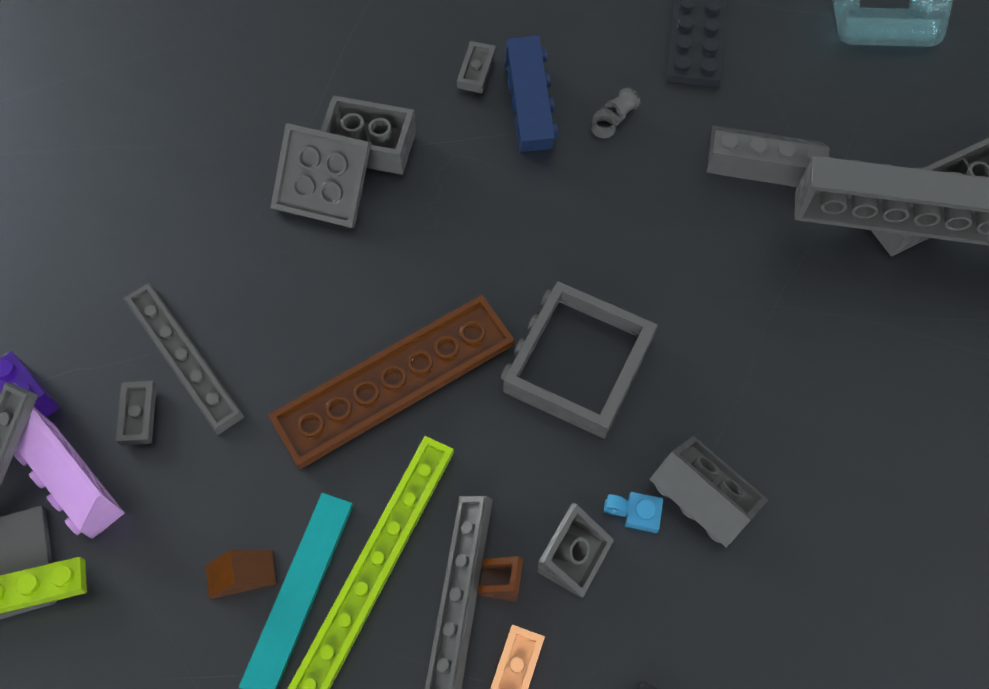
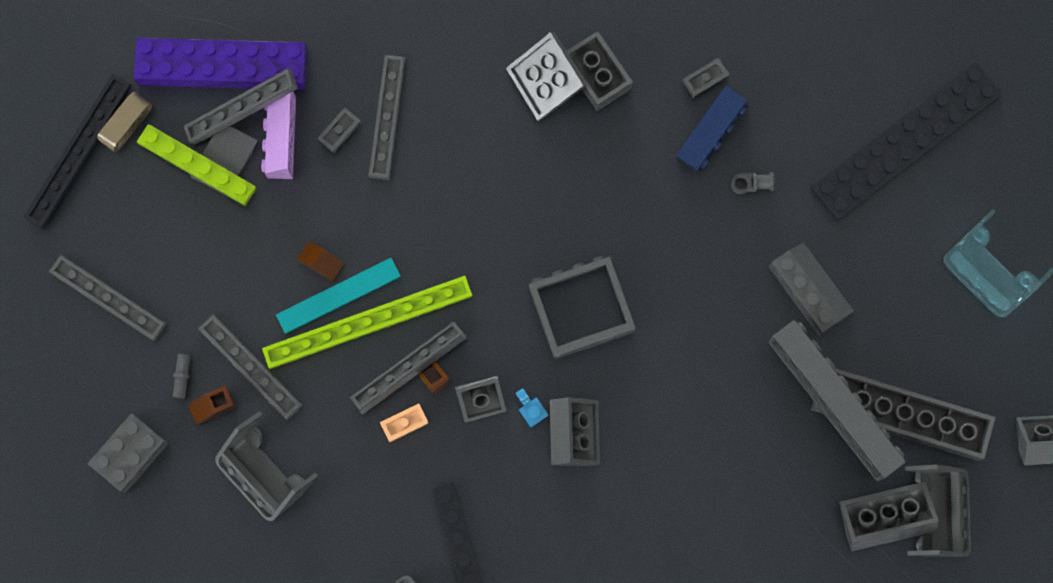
camera: 45 degrees right, 15 degrees up
(390, 381) = (478, 230): reddish brown plate -> none

